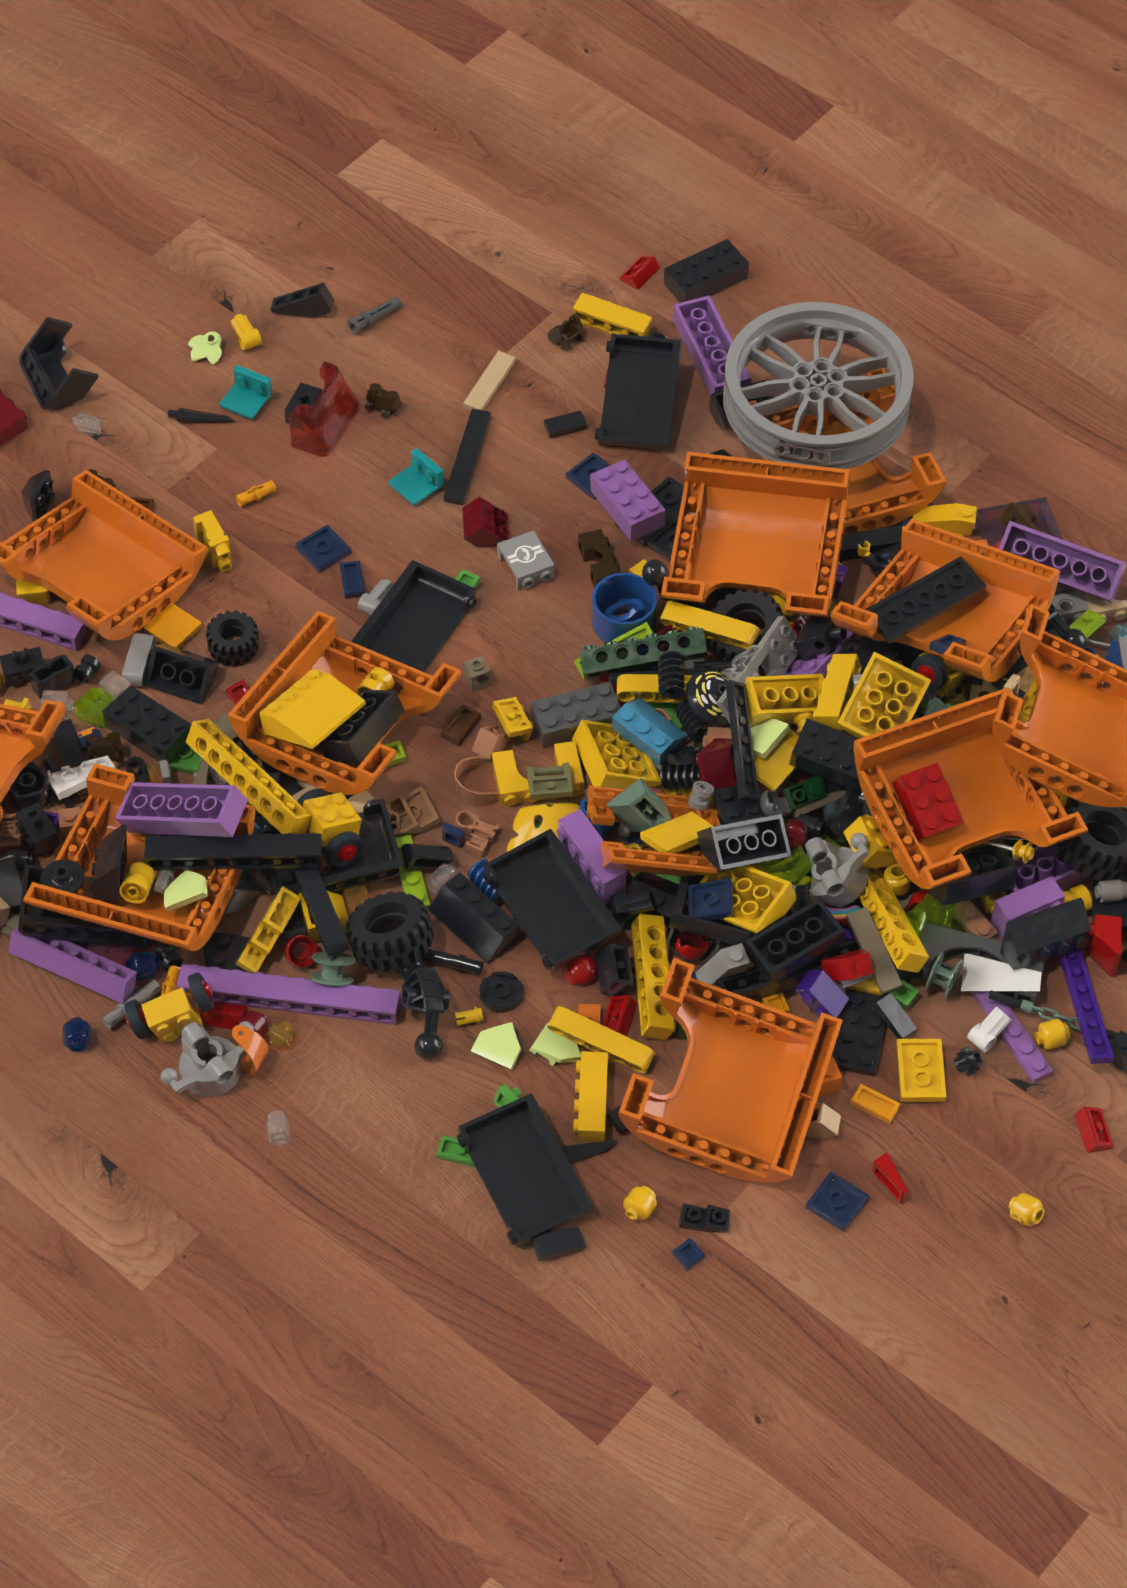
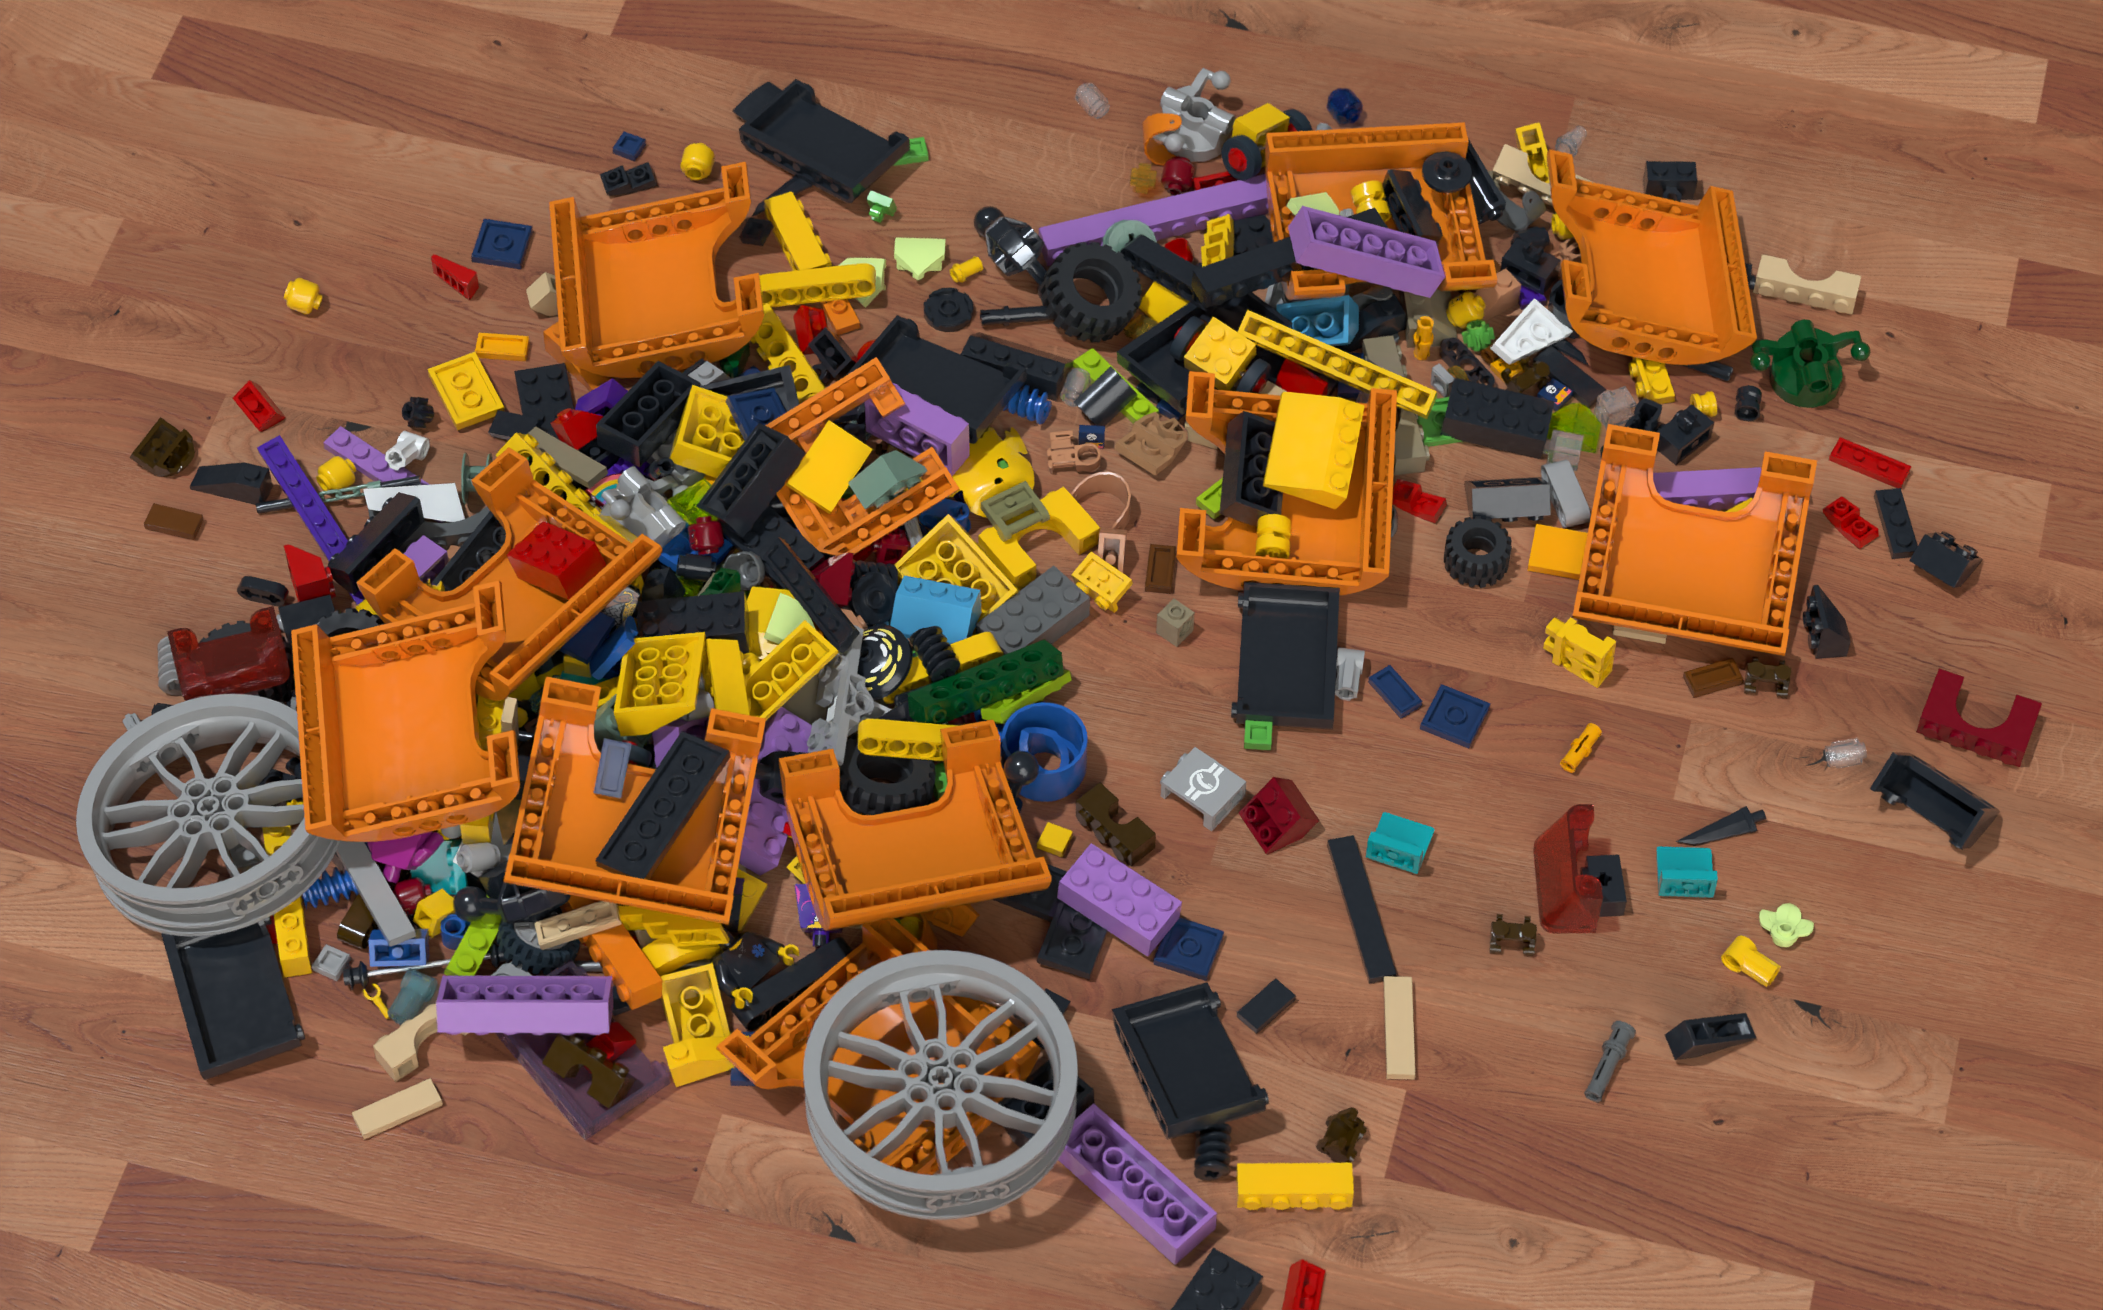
camera: 155 degrees right, 0 degrees up
(701, 793) = (832, 543): light grey wheel -> none

